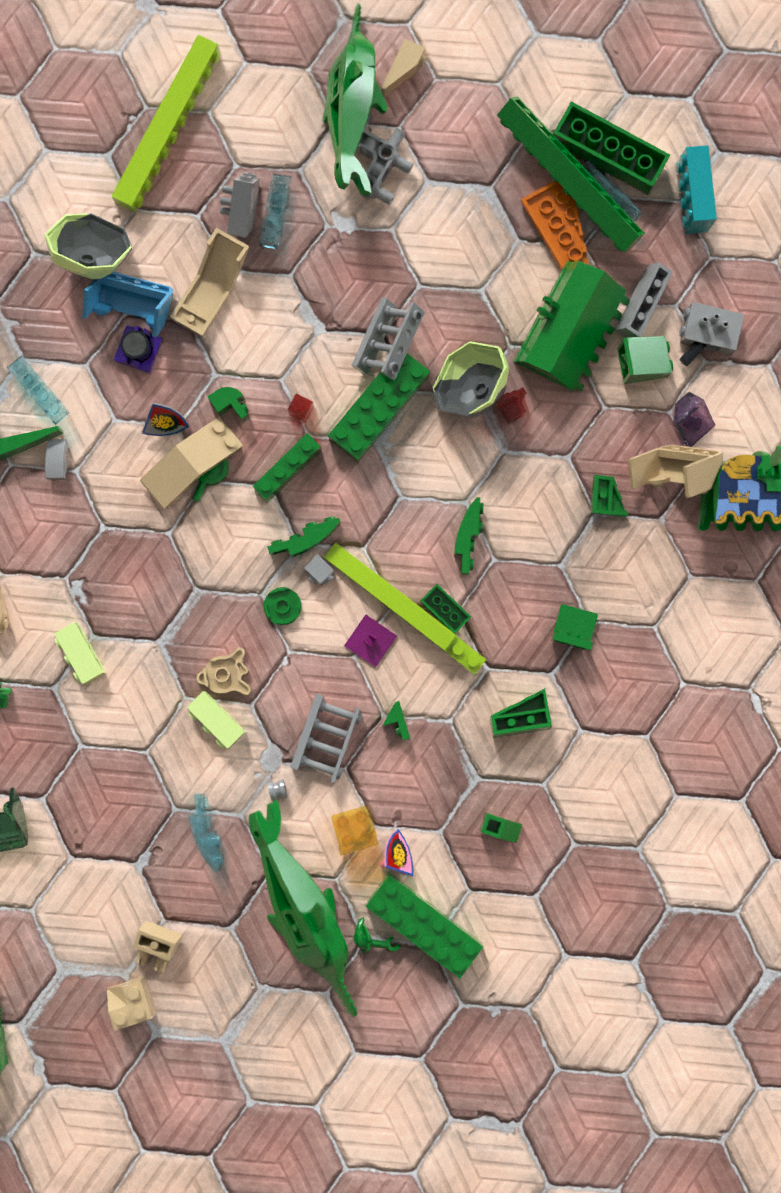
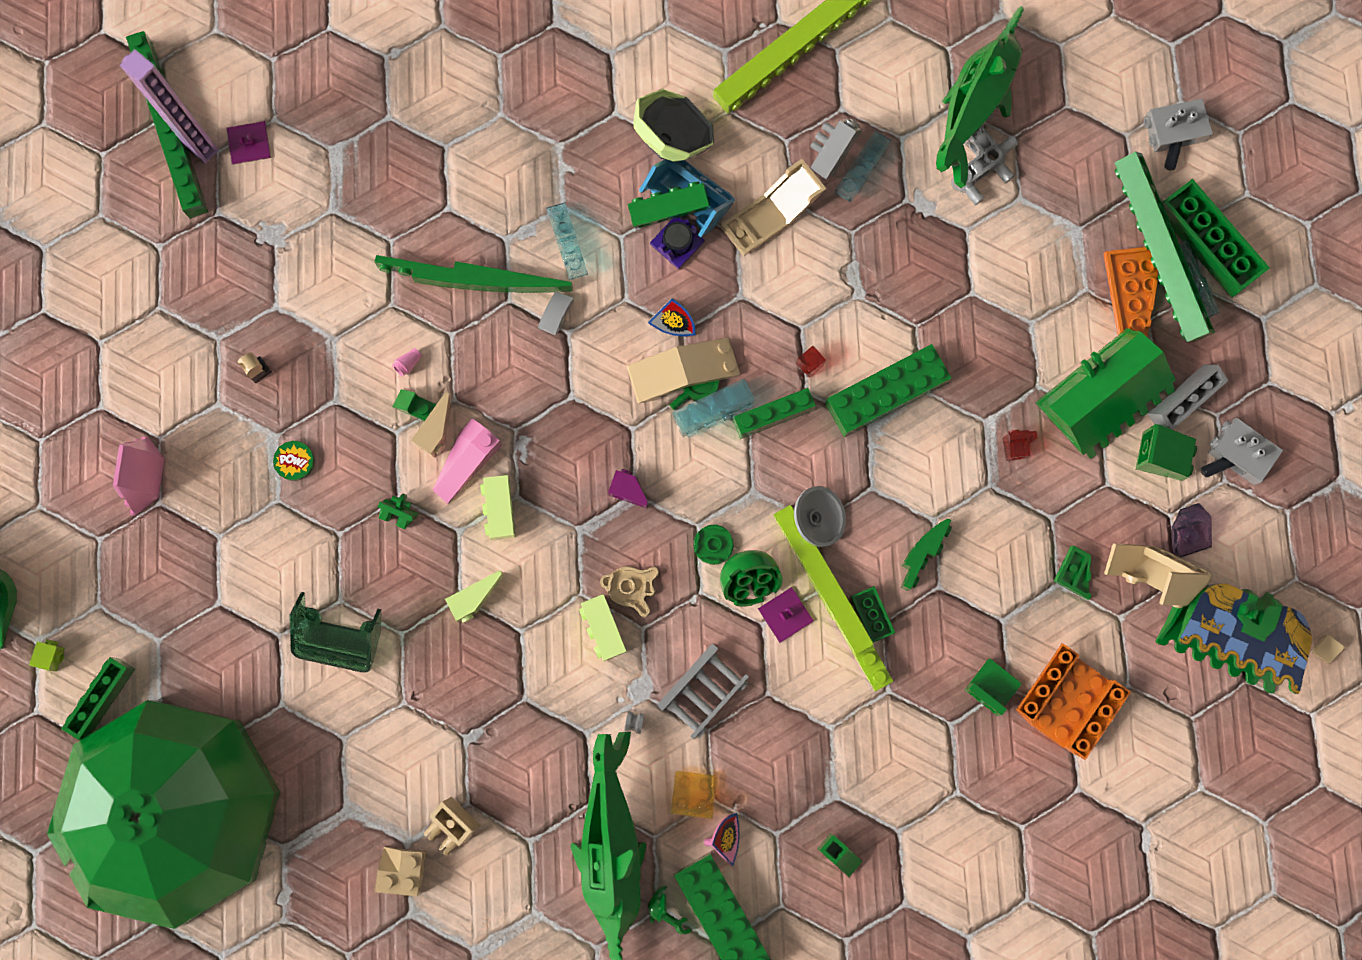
camera: 20 degrees right, 5 degrees down
(33, 620) = (468, 455): none -> bright pink wedge
(89, 745) = (470, 600): none -> yellowish green slope
(116, 319) = (669, 205): none -> green brick
(185, 589) = (626, 488): none -> magenta slope
(207, 841) = (543, 742): clear light blue slope -> none
(228, 398) = (744, 324): green brick -> none
(232, 485) = (713, 408): none -> clear light blue brick
(313, 536) = (772, 488): green slope -> none
(319, 571) = (764, 525): light grey brick -> none
(323, 613) = (750, 568): none -> green cylinder
(371, 538) = (827, 516): none -> light grey dish
(376, 333) = (913, 320): light grey fence -> none
(396, 715) = (782, 699): green slope -> none
(405, 65) = (1044, 81): tan slope -> none
(471, 380) = (989, 403): rock -> none
(523, 717) = (906, 754): green wedge -> none
(540, 59) = (1177, 127): none -> light grey piece
(647, 612) = (1072, 702): none -> orange slope
(696, 189) = (1282, 312): teal brick -> none

